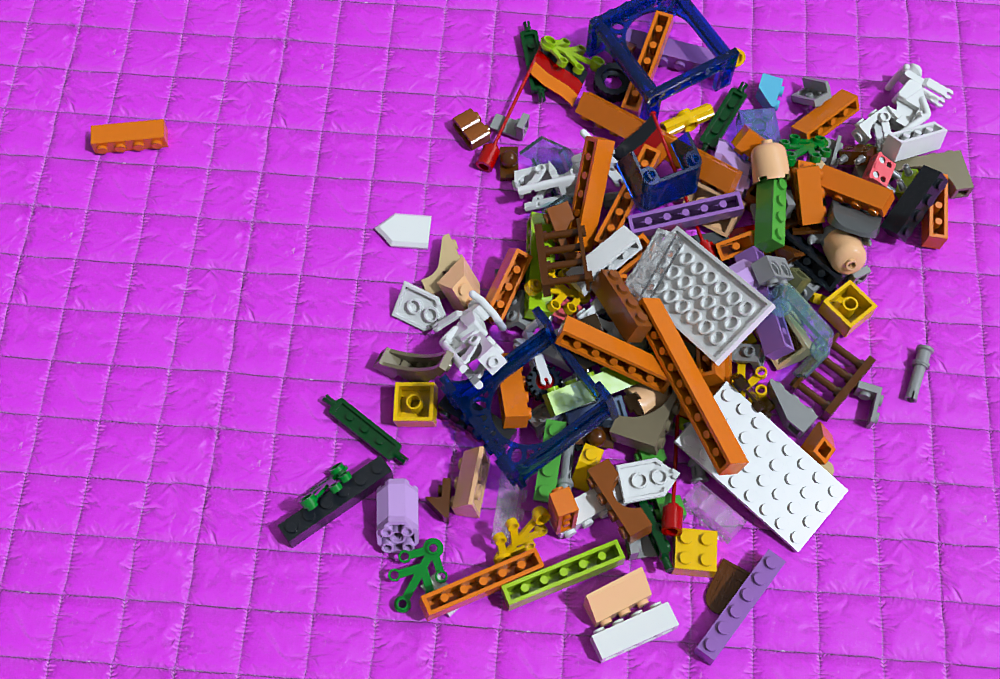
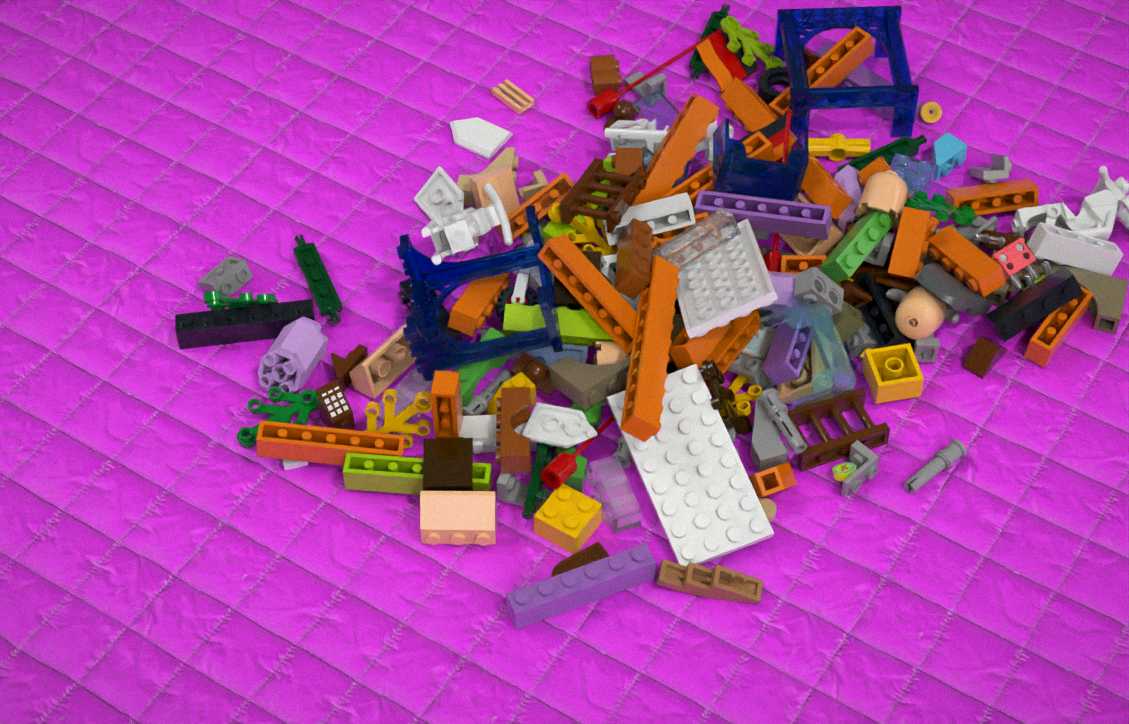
camera: 30 degrees right, 15 degrees down
(289, 463) = (227, 277): none -> light grey bracket
(411, 178) = (515, 95): none -> light nougat tile
(413, 366) = (385, 233): arch -> none
(415, 404) = (377, 275): yellow brick -> none
(462, 547) = (334, 407): none -> reddish brown slope
(484, 263) = (539, 183): none -> tan panel
(587, 558) = (448, 464): none -> dark brown panel
(634, 631) = (455, 560): white brick -> none
(823, 406) = (778, 412): none -> light grey pin
(824, 552) = (710, 583): none -> medium nougat slope
(860, 408) = (843, 470): none -> neon yellow tile
(896, 260) = (984, 356): none -> reddish brown slope

